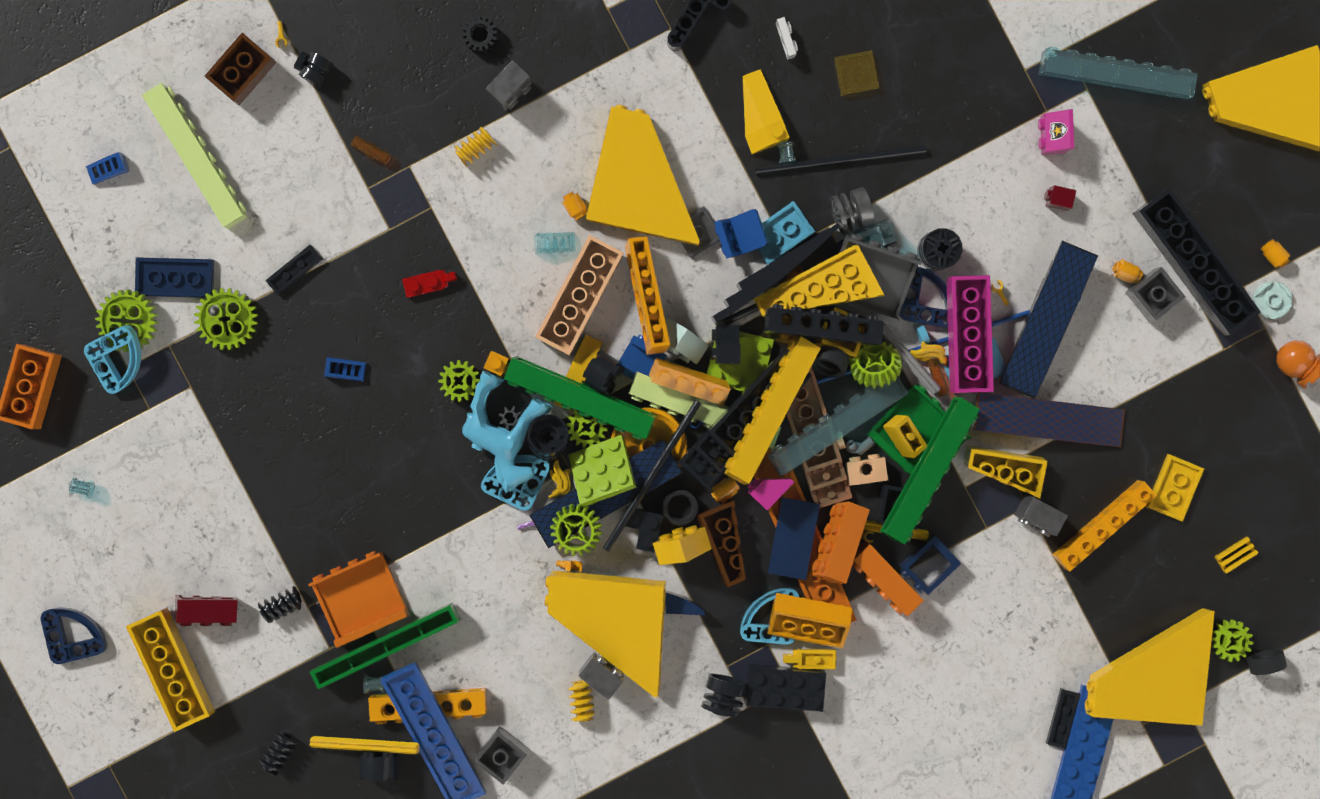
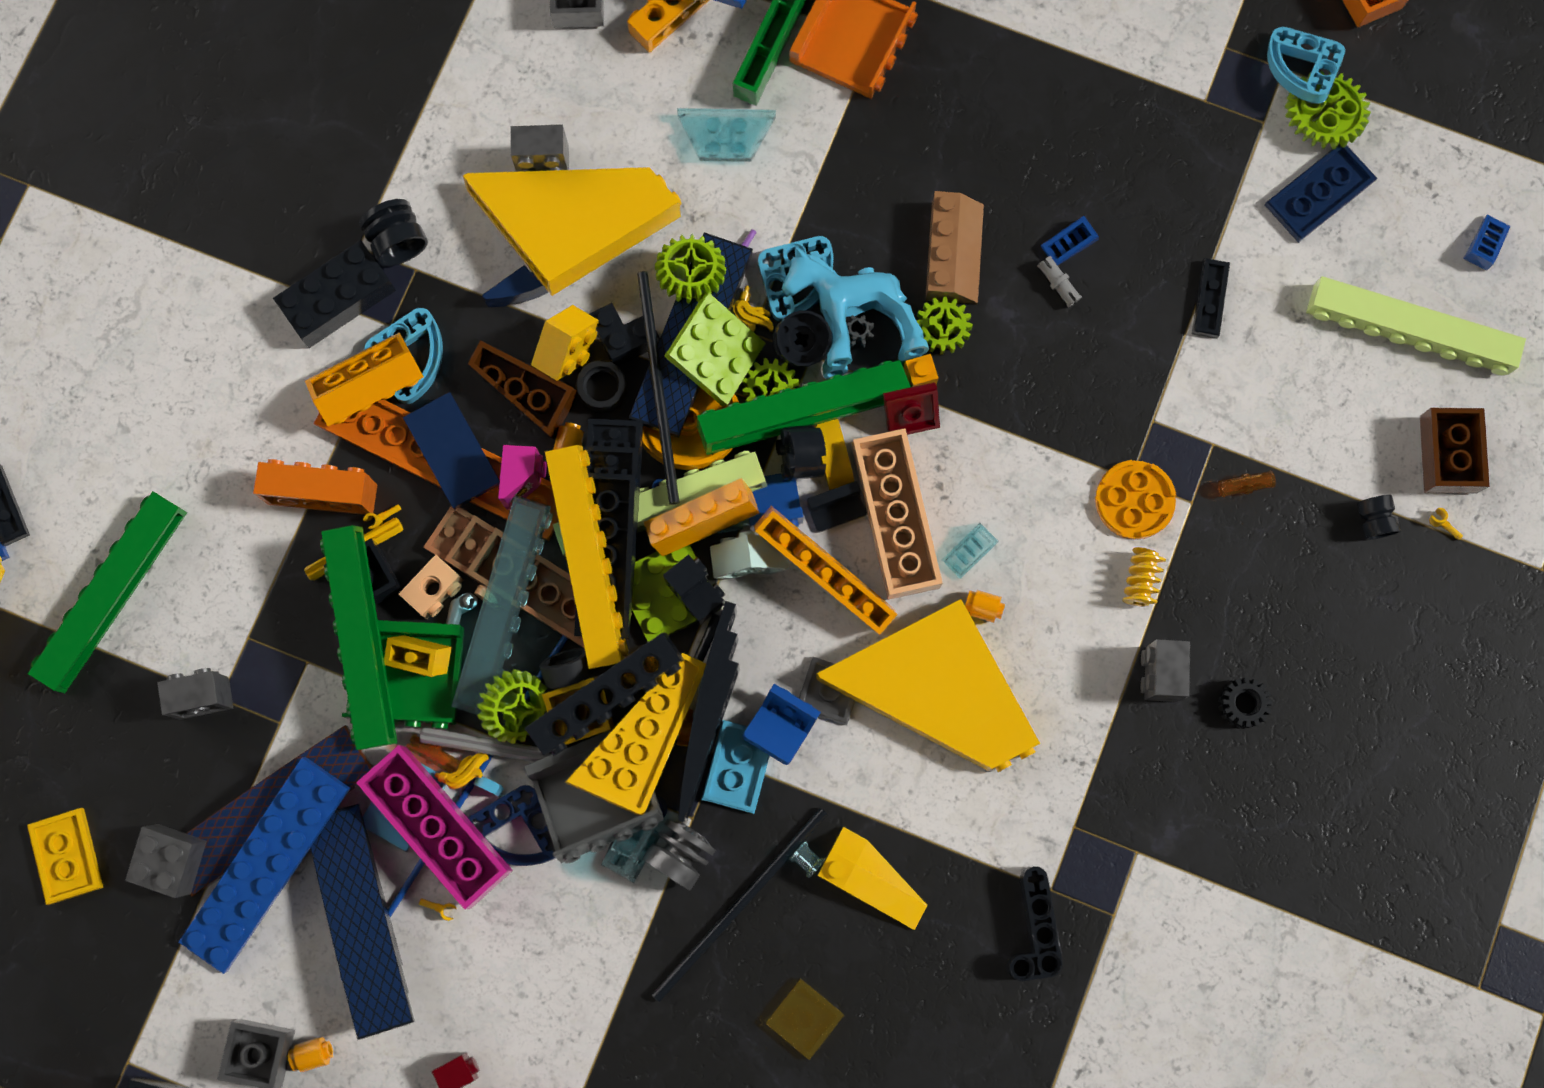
camera: 140 degrees right, 10 degrees down
(243, 316) = (1249, 175): lime gear -> none
(301, 61) = (1402, 512): black tile -> none
(371, 350) = (1059, 281): none -> light grey pin
(414, 420) = (954, 248): none -> medium nougat slope
(427, 282) = (1065, 398): red hinge -> none
(439, 194) = (1135, 499): none -> light orange tile
(484, 599) = (726, 132): none -> clear light blue wing
(521, 345) = (912, 409): none -> dark red tile
(570, 565) = (665, 238): light orange piece -> none
(582, 701) = (536, 110): yellow piece -> none
(607, 328) = (836, 506): none -> black panel
(789, 45) = (925, 996): white plate -> none
(812, 658) = (330, 346): yellow hinge -> none
(840, 542) = (396, 482): orange brick -> none
(935, 259) = (562, 893): black wheel -> none
(942, 549) = (302, 550): dark blue window -> none
(1014, 469) = (274, 718): yellow wedge -> none
(1043, 616) = (107, 593): none -> green brick
(1074, 391) = (264, 865): none -> blue plate
(1104, 525) = (114, 746): light orange brick -> none
(1124, 437) = (166, 860): none -> flat silver brick

